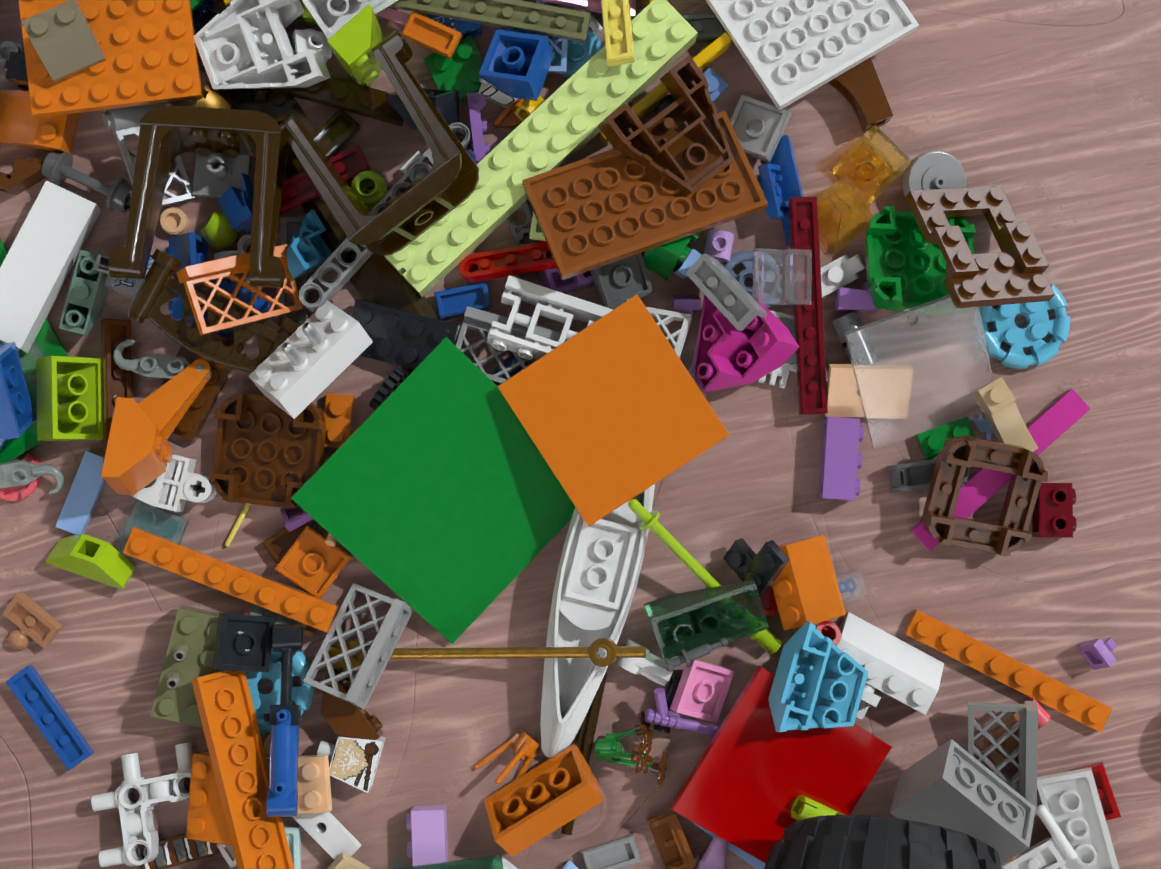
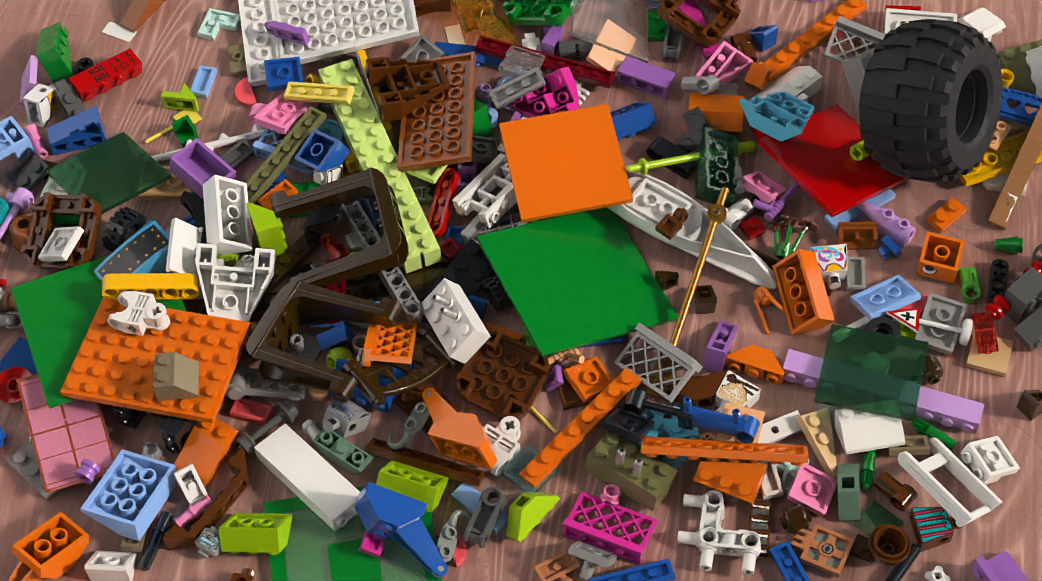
camera: 60 degrees left, 30 degrees down
(55, 661) = (592, 555): none -> light grey tile
(61, 508) = (485, 517): none -> dark grey piece
(88, 665) = (604, 538): none -> dark pink fence
(111, 158) = (251, 411): none -> coral tile
(111, 239) = (310, 427): none -> white pin
(150, 654) = (611, 489): none -> bright pink plate
(367, 372) = (479, 305): none -> blue tile
(387, 153) = (336, 249): none -> red plate
(414, 771) = (756, 363): none -> orange slope
(425, 714) = (719, 346): none -> medium lavender slope
(443, 302) = (450, 249): none -> dark red tile
(487, 672) = (705, 299): none -> dark brown slope
(501, 608) = (666, 279): none -> dark brown slope
(560, 593) = (669, 225): none -> reddish brown plate
(610, 821) = (832, 263): none -> torso
(636, 693) = (752, 227): none -> red plate
(654, 78) = (366, 80): none -> white piece
(712, 541) = (664, 149): none -> black beam
(751, 456) = (633, 119): none -> blue slope
(817, 157) = (454, 34): none -> sticker
(835, 552) = (700, 84): none -> light grey piece
(889, 560) = (726, 64): none -> bright pink wedge
(898, 619) = (758, 75): none -> orange brick
(953, 576) = (743, 43): none -> reddish brown piece
(981, 598) = (764, 36): none -> blue slope

